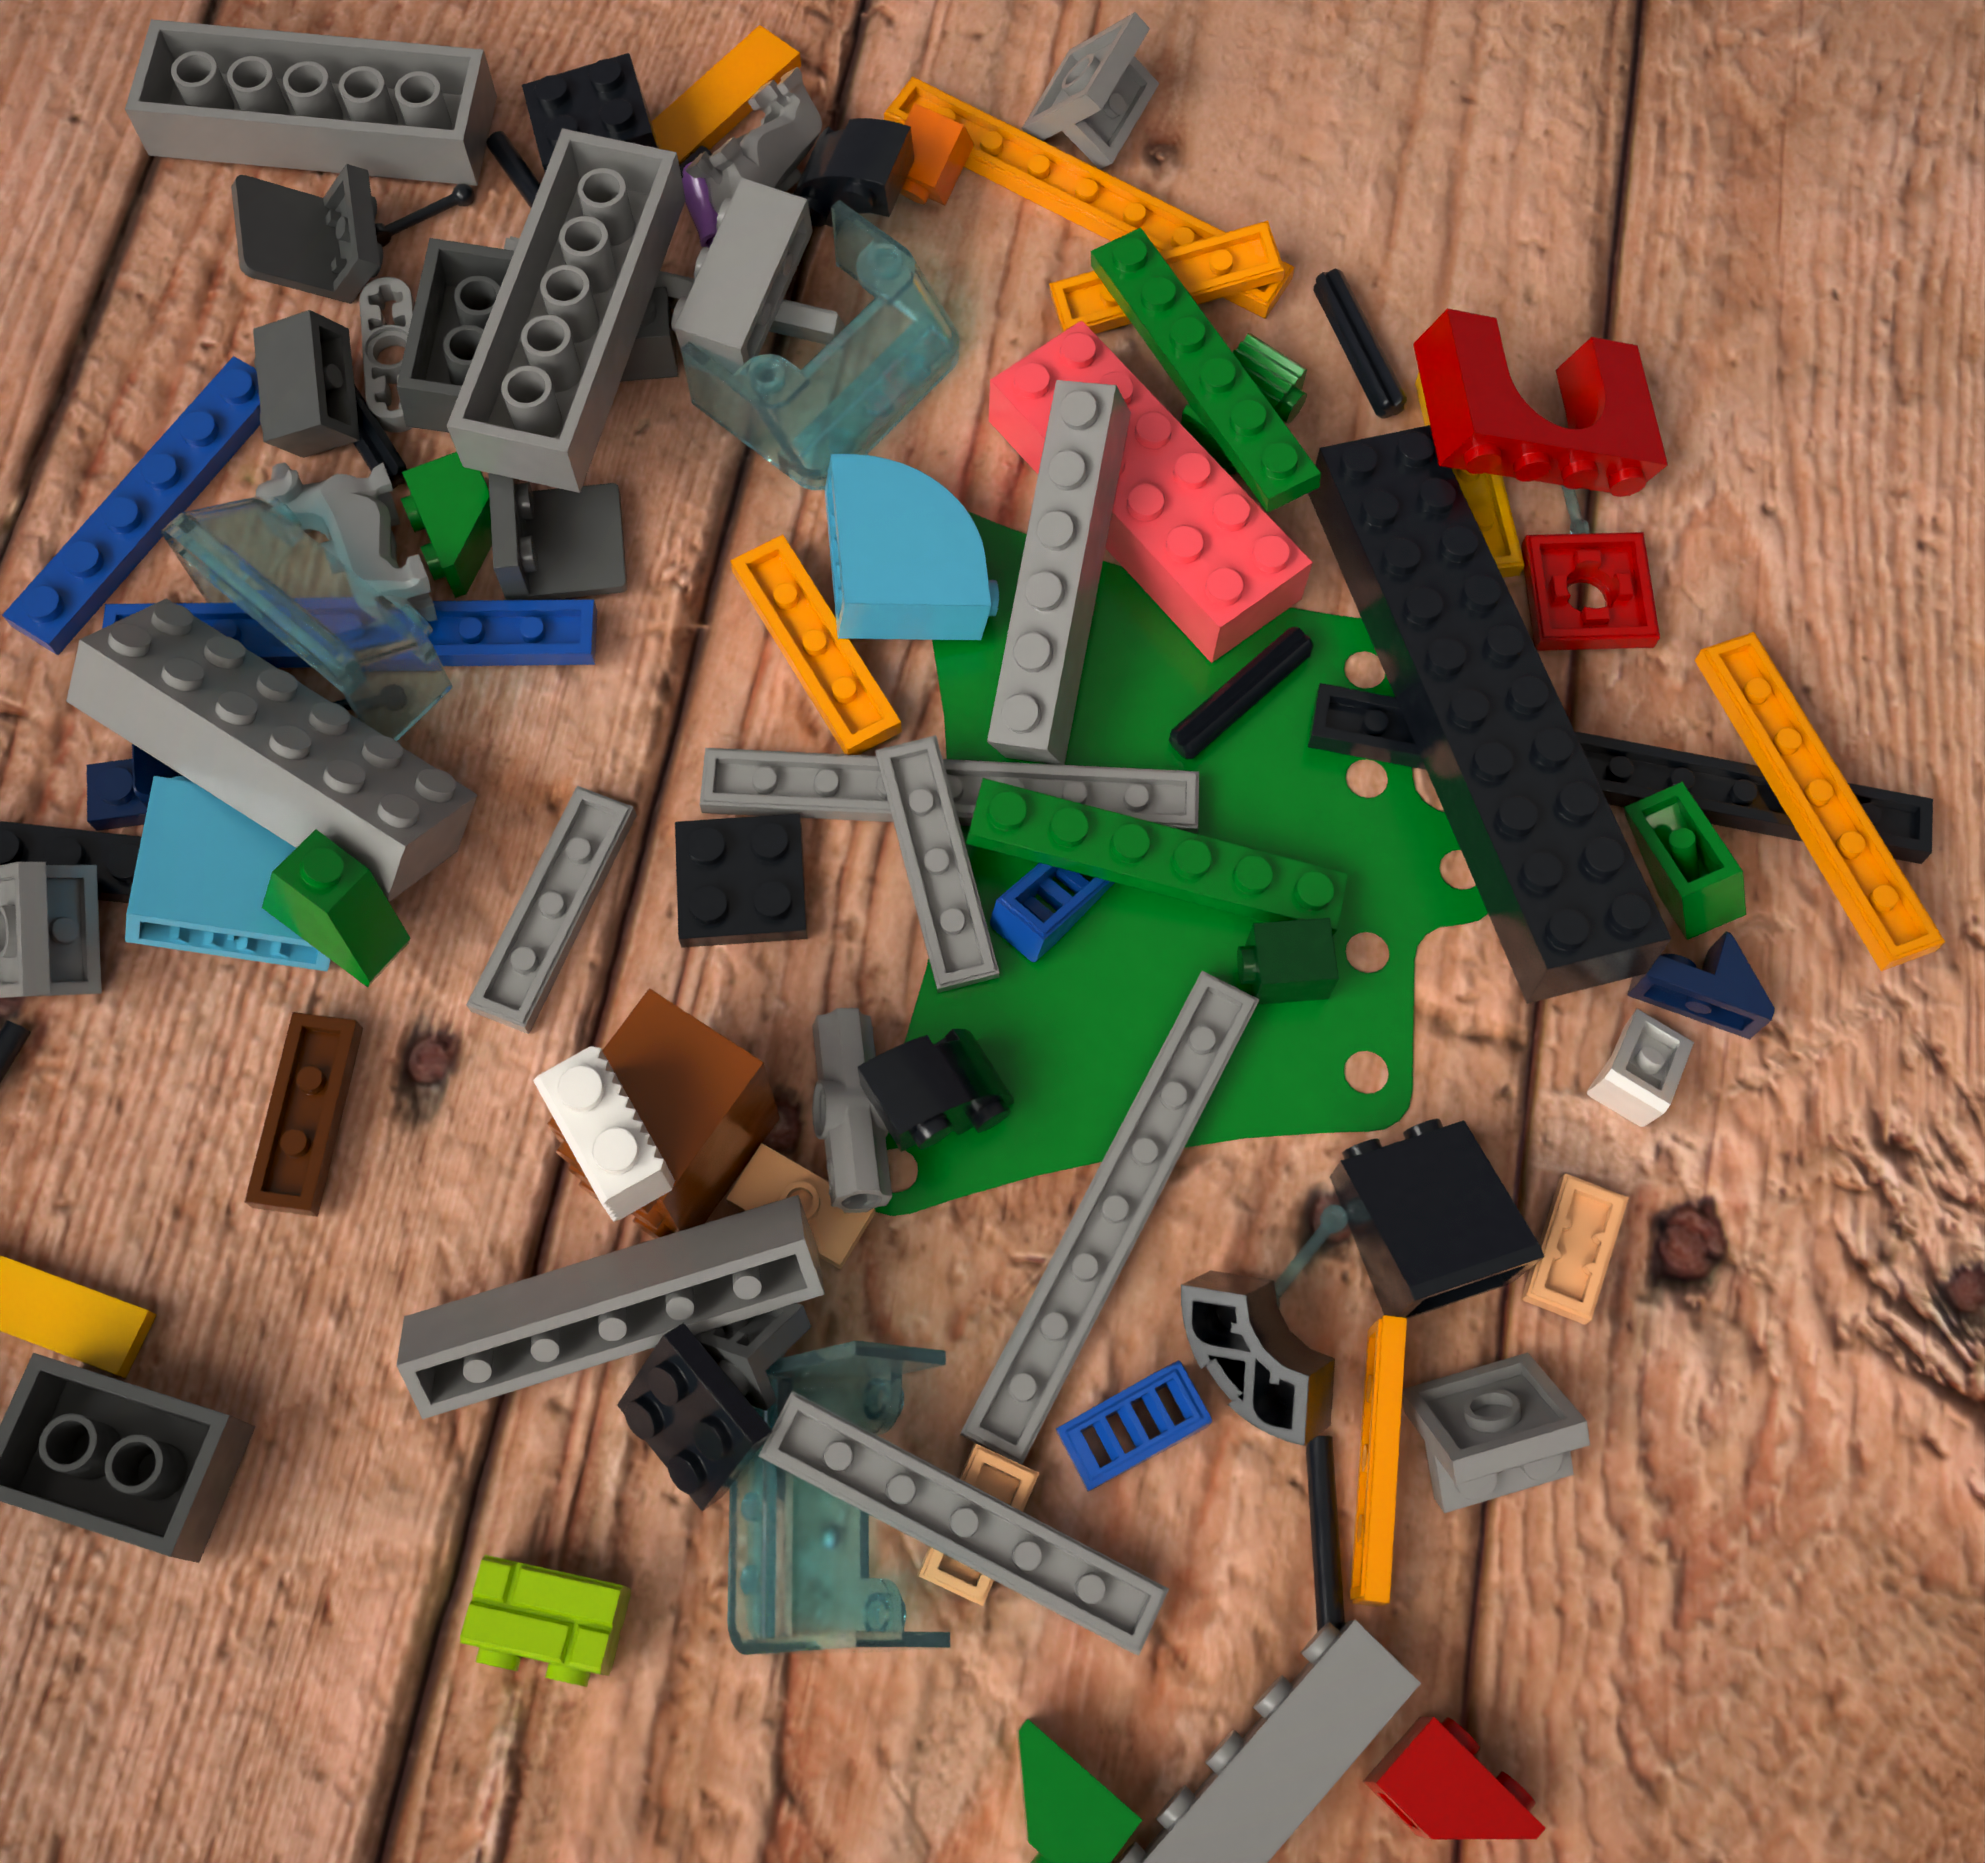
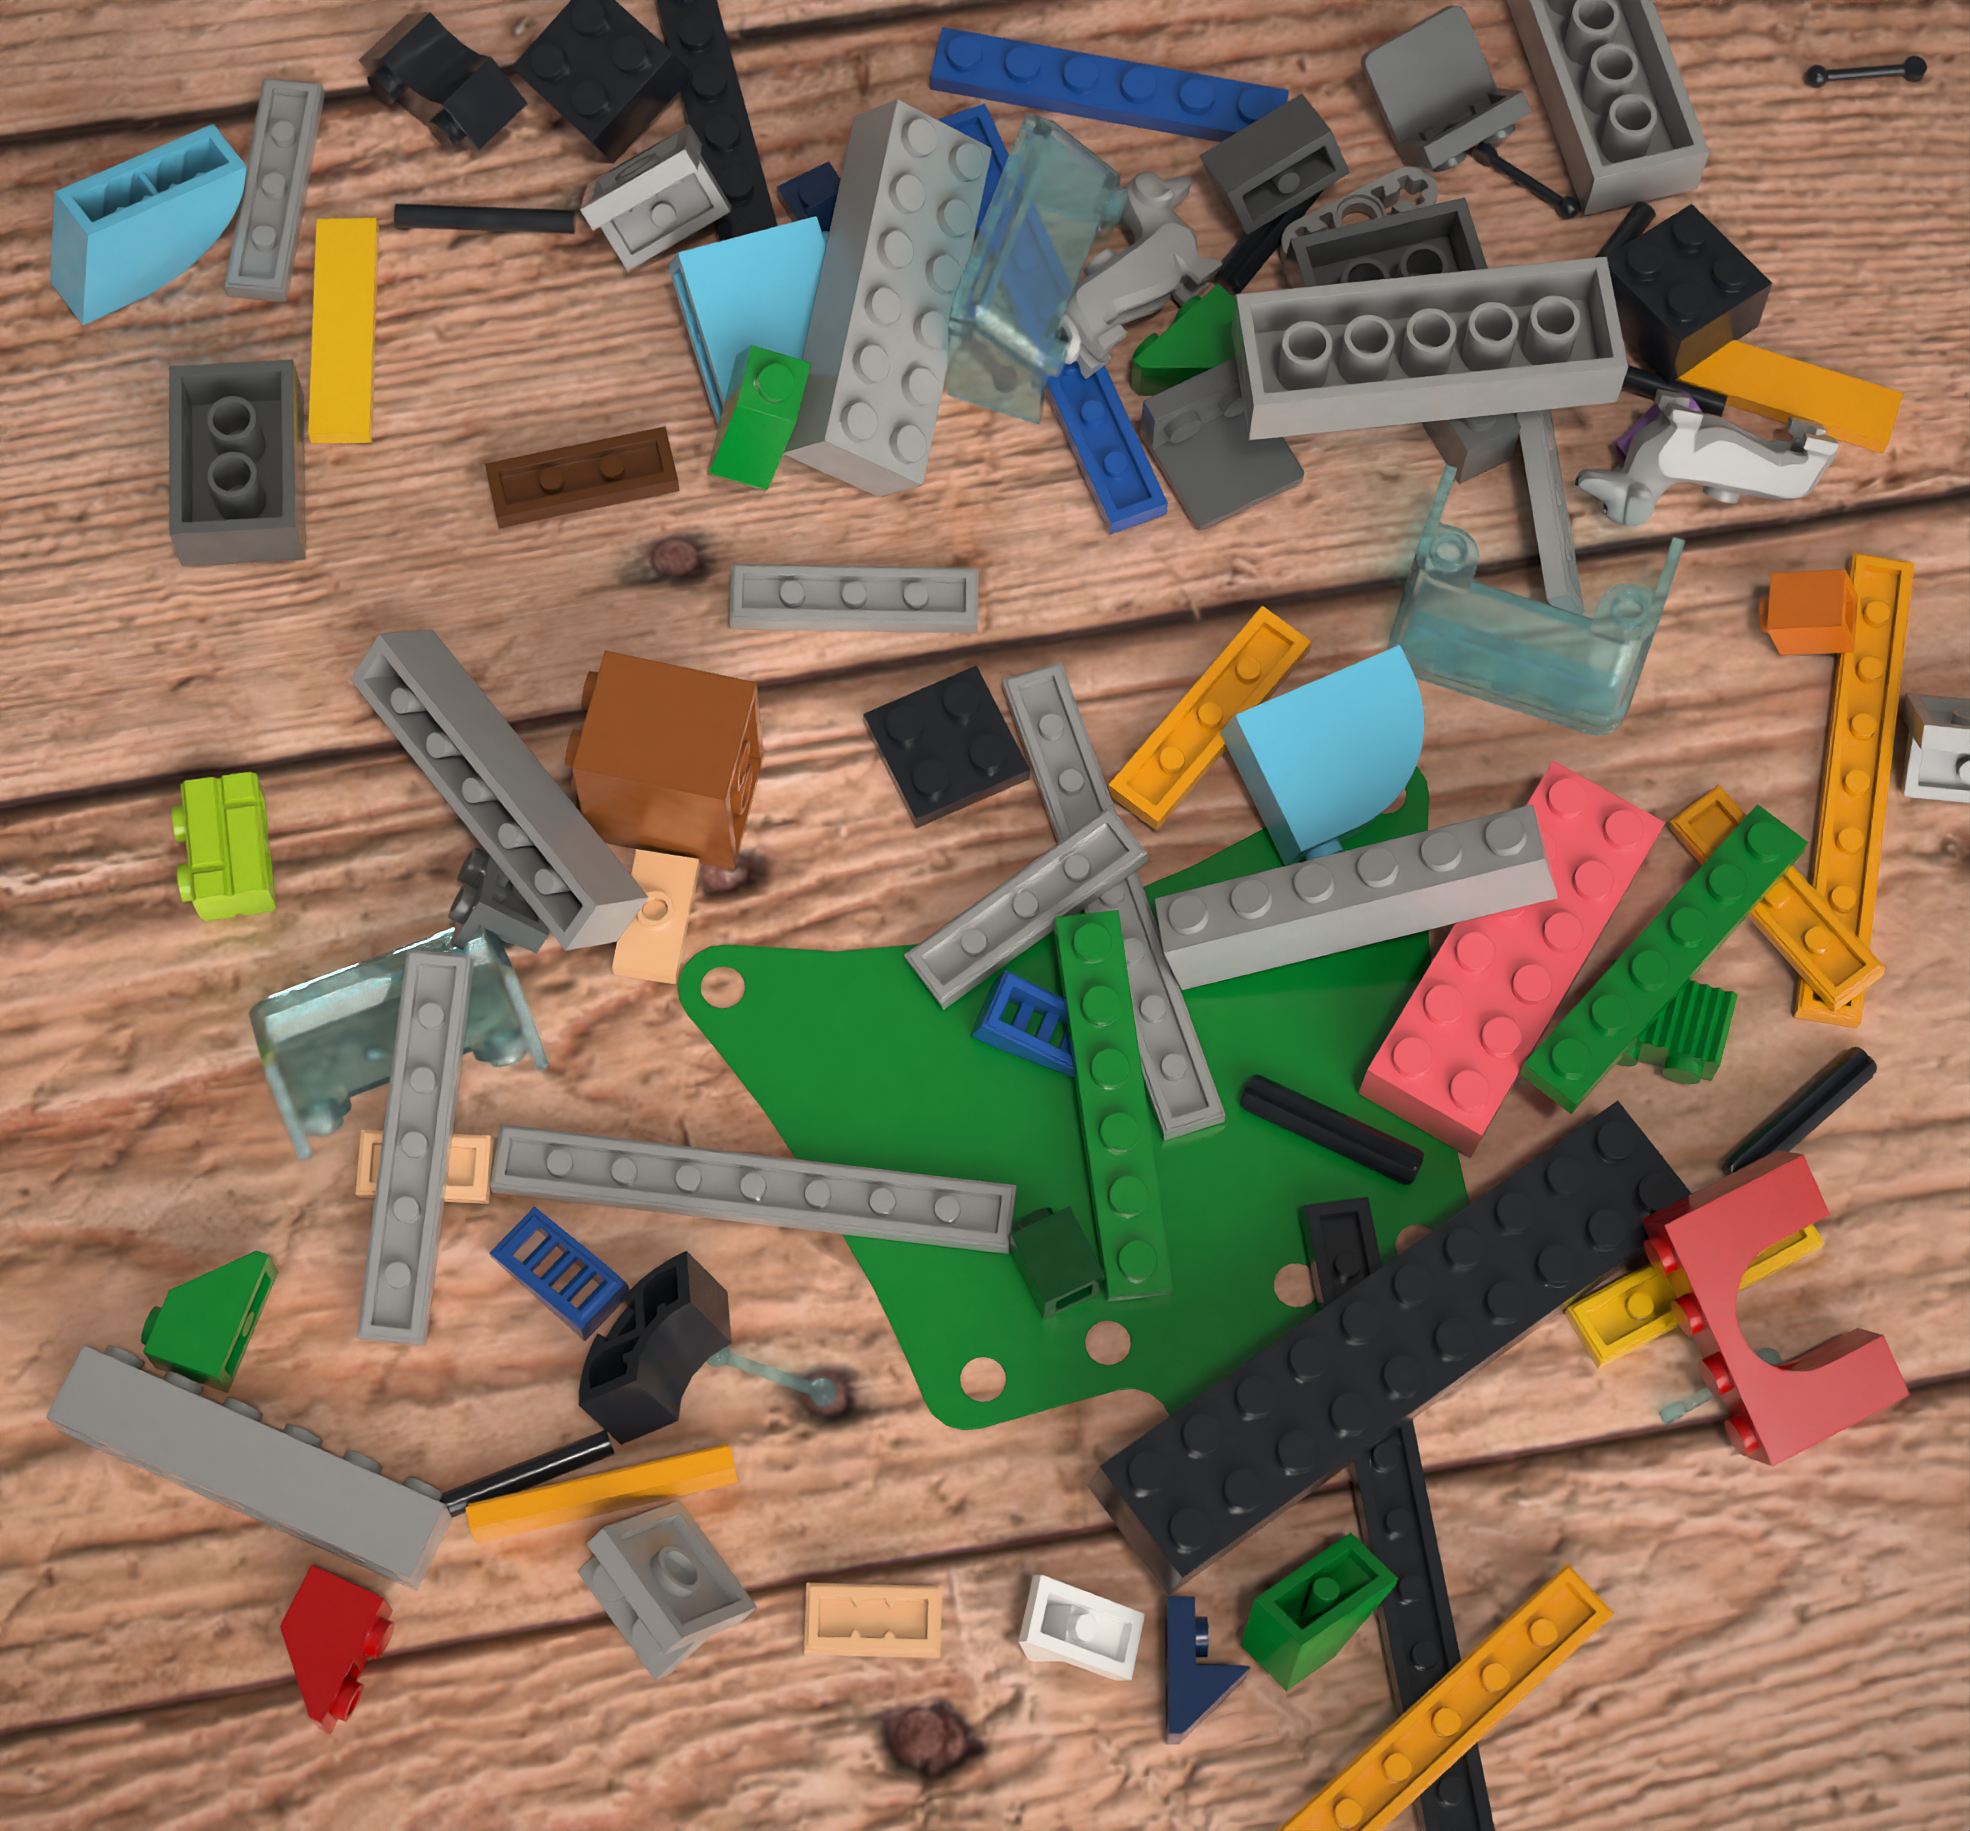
camera: 70 degrees right, 0 degrees up
(605, 1132) = (602, 692): white brick -> none
(693, 1417) = (426, 890): black plate -> none
(743, 273) = (1554, 488): light grey brick -> none
(845, 1115) = (754, 919): light grey piece -> none
(857, 166) = (1739, 548): black brick -> none
(935, 1089) = (804, 991): black brick -> none
(1432, 1219) = (843, 1466): black slope -> none
(1609, 562) = (1621, 1398): red piece -> none

